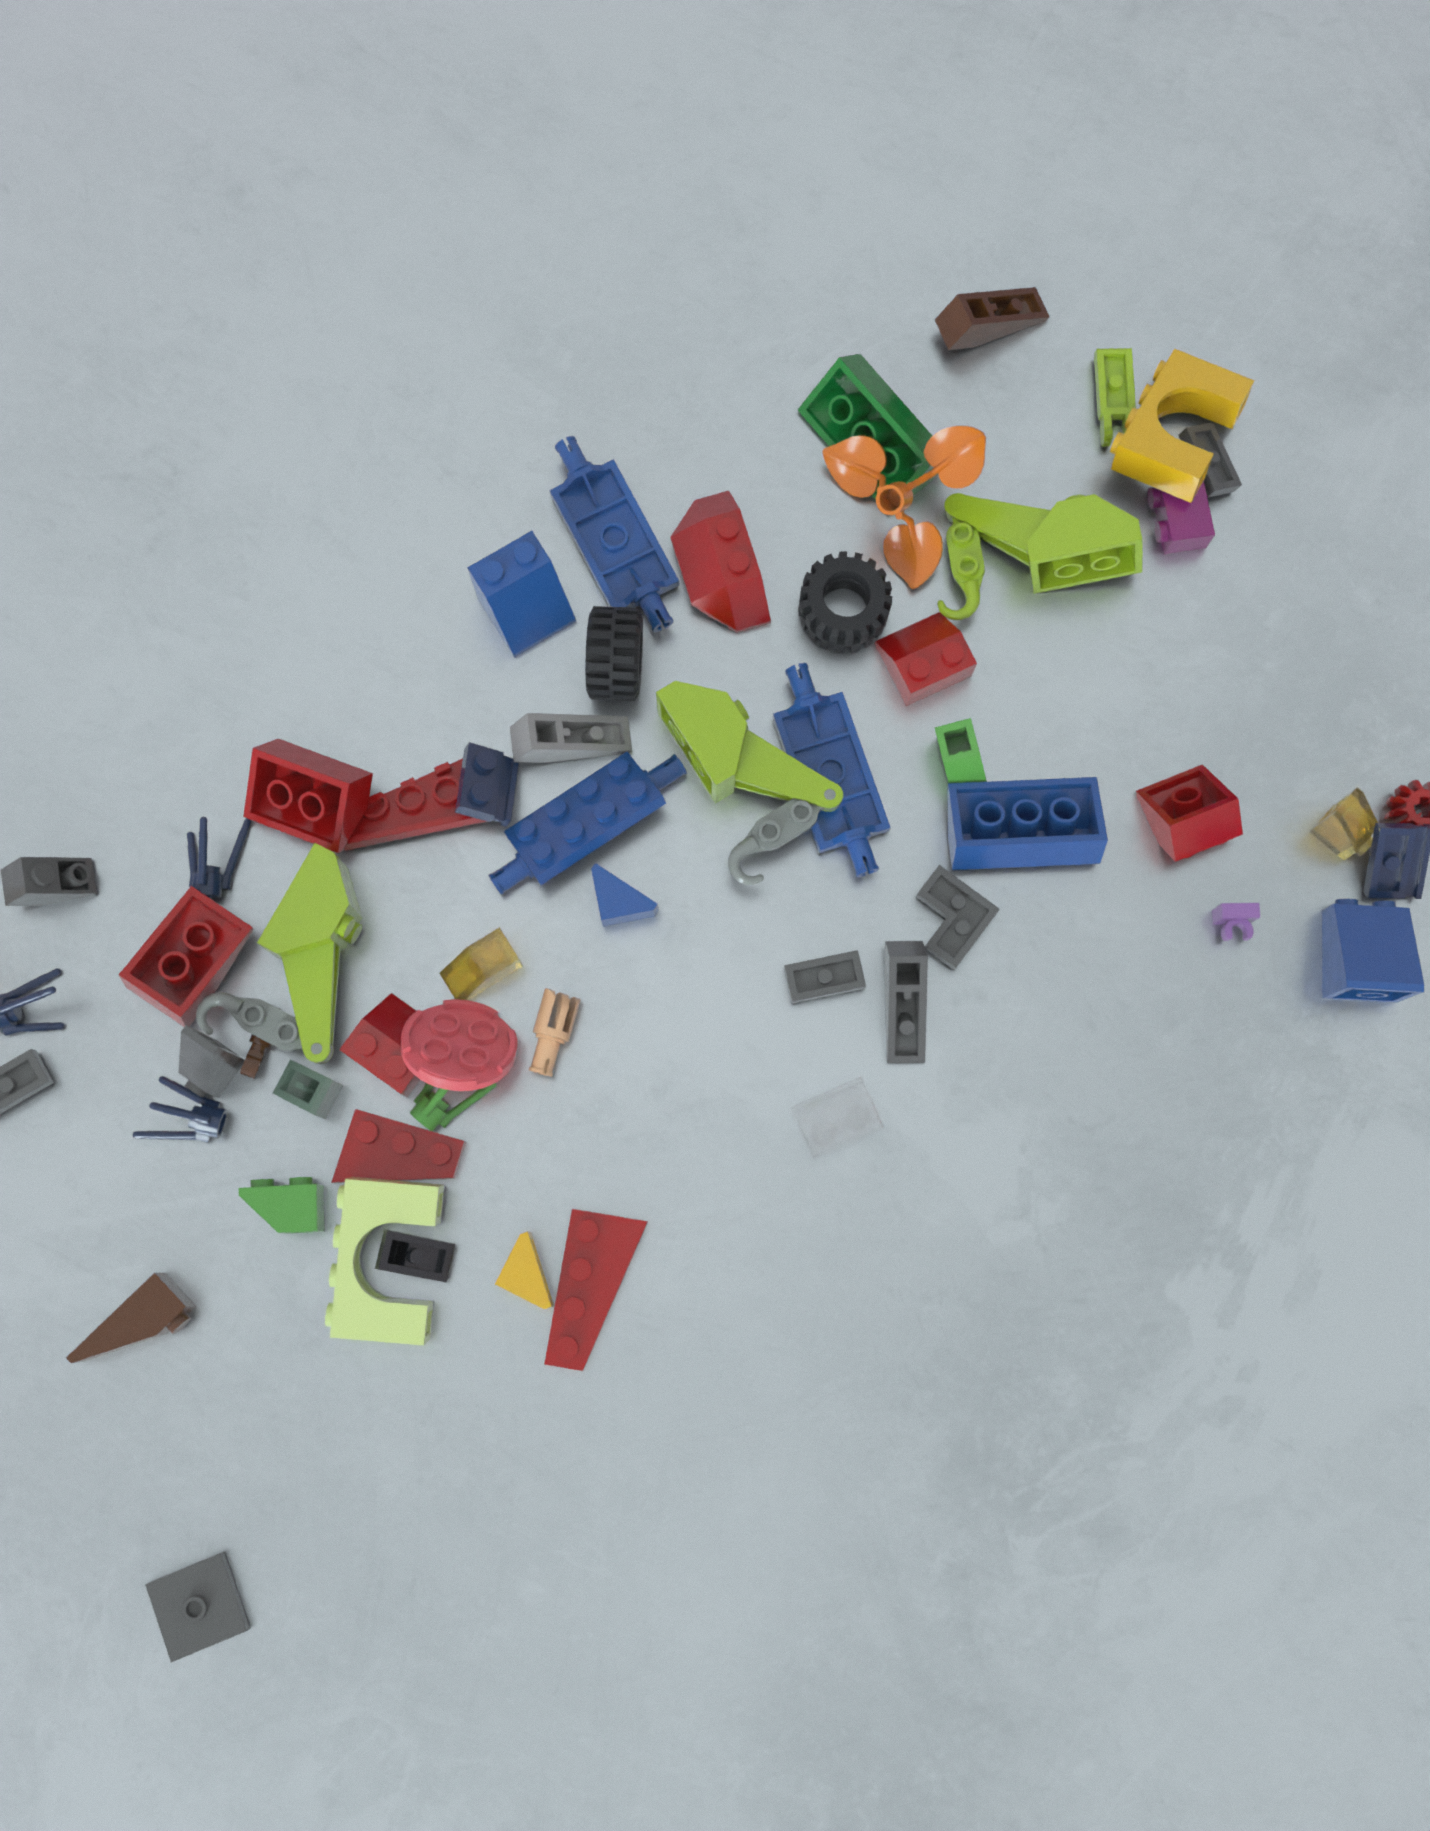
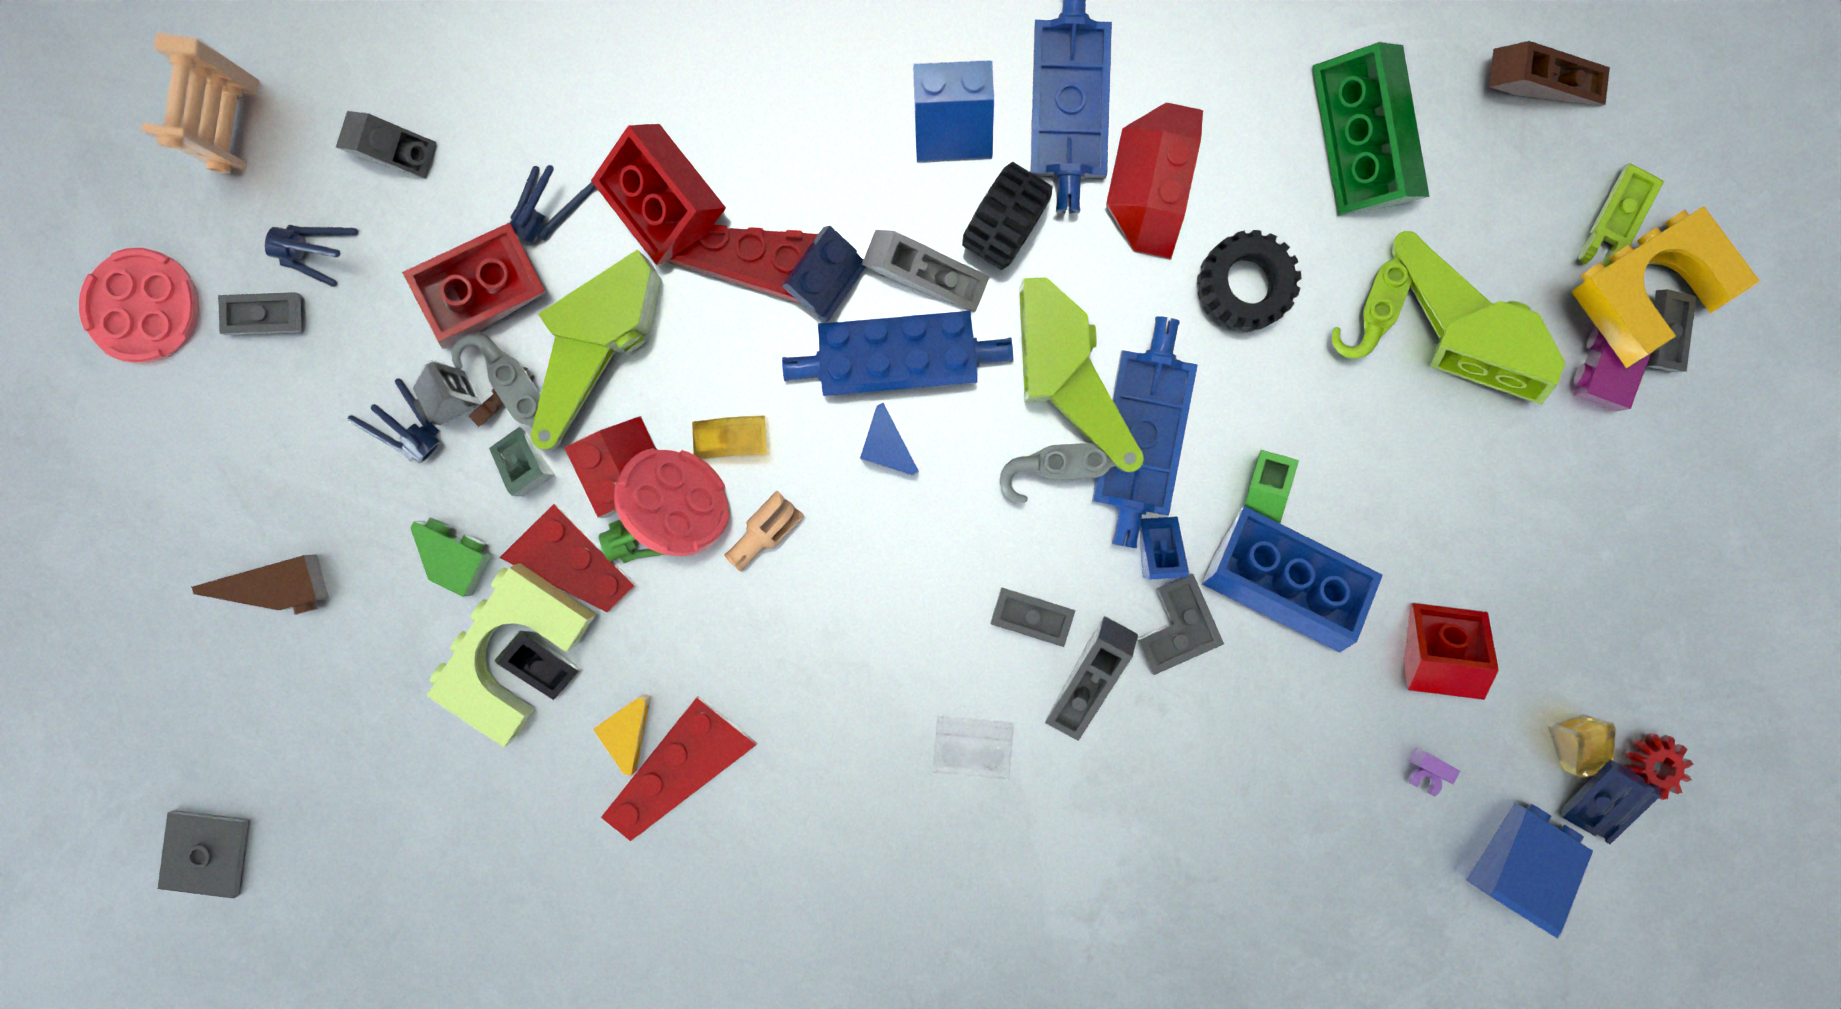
camera: 30 degrees right, 10 degrees up
(857, 466) = (1431, 204): orange plant -> none
(902, 860) = (1162, 549): none -> blue slope
(926, 657) = (1294, 372): red slope -> none

